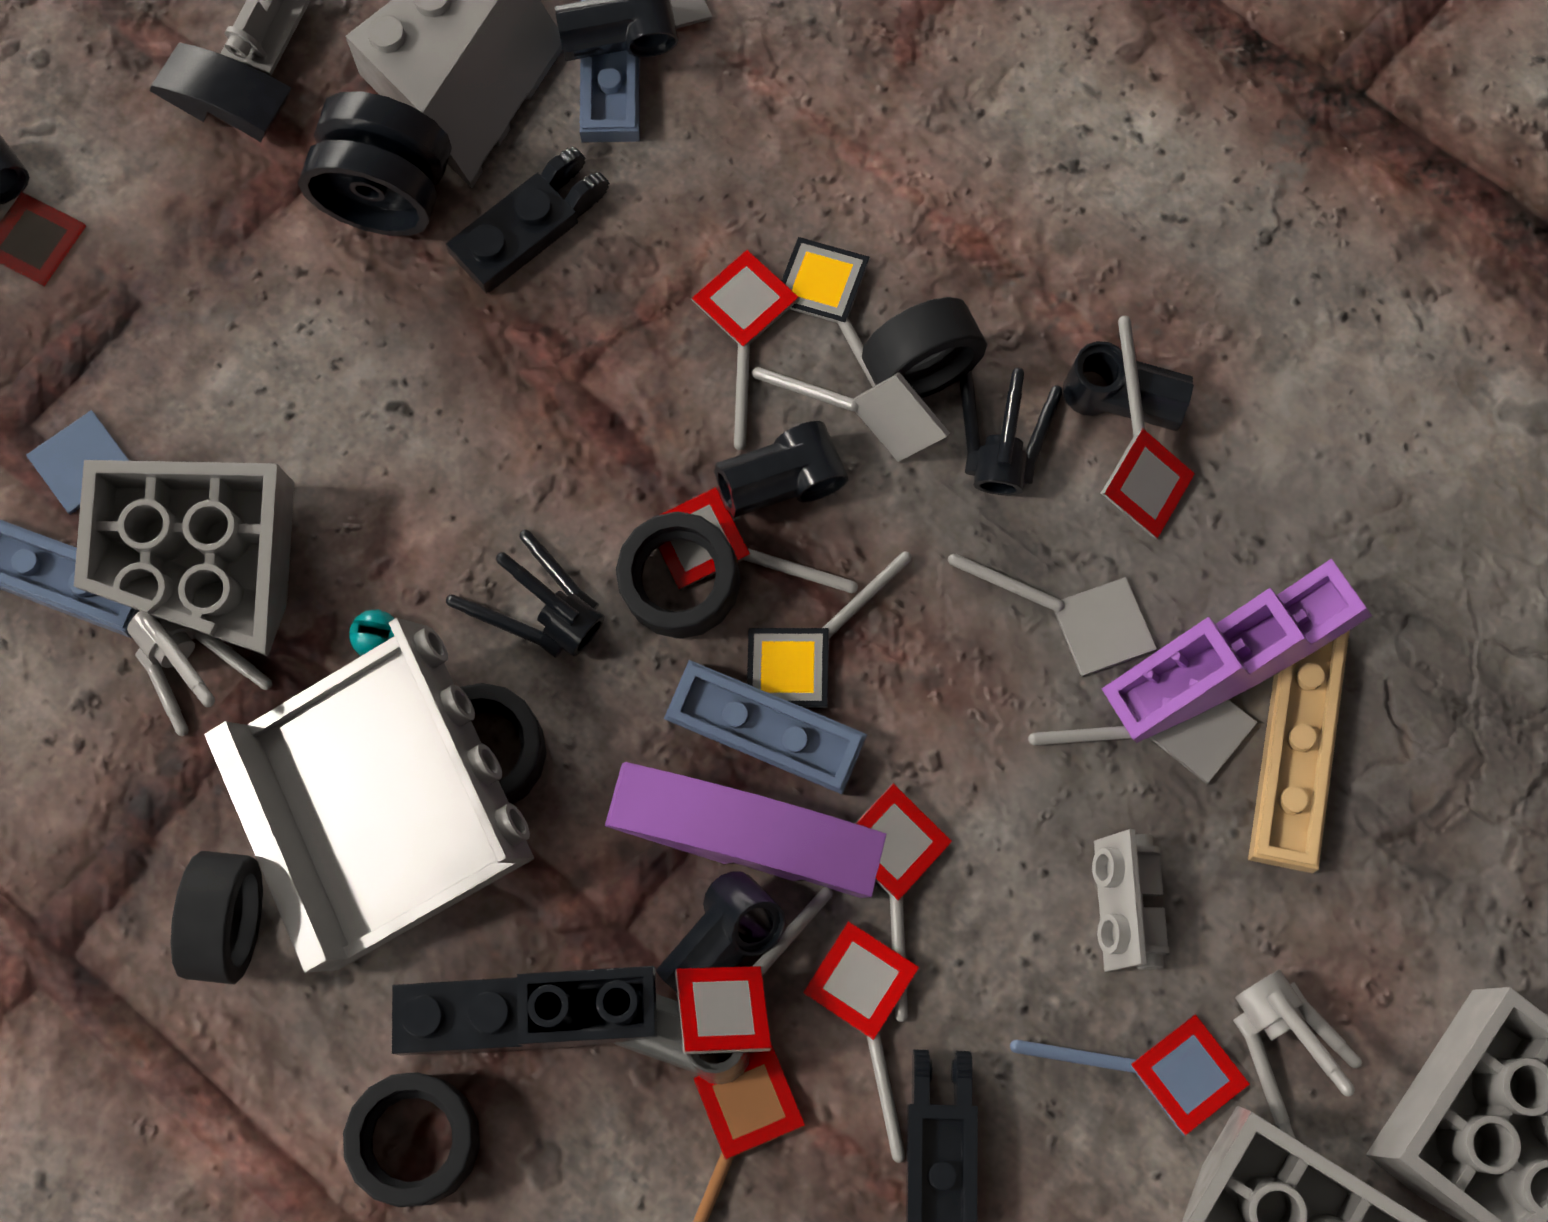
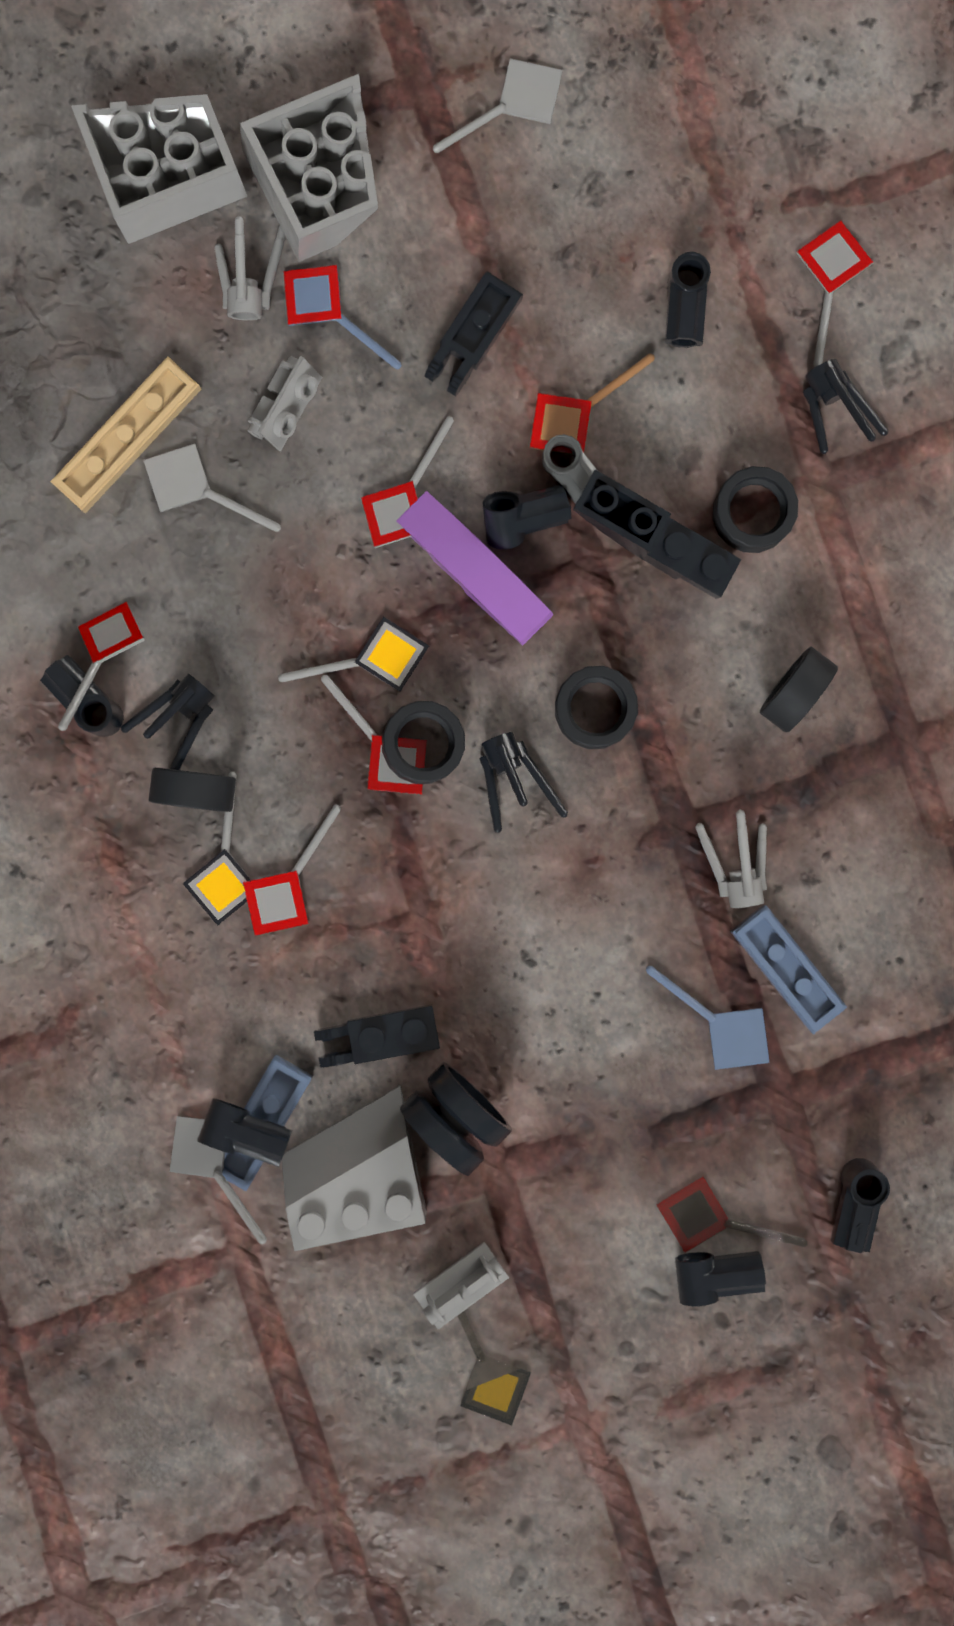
camera: 150 degrees left, 15 degrees up
(190, 543) = (702, 928): light grey wedge -> none
(219, 85) = (521, 1245): black slope -> none
(365, 642) = (613, 823): teal hinge -> none
(371, 800) = (676, 709): panel -> none
(727, 1005) = (545, 470): piece -> none
(765, 727) = (426, 624): sand blue tile -> none
(797, 465) = (314, 769): black piece -> none
(862, 986) = (460, 447): piece -> none
(888, 409) = (236, 764): light grey piece -> none
(1098, 624) = (195, 572): light grey piece -> none
(1236, 653) = (129, 500): medium lavender slope -> none

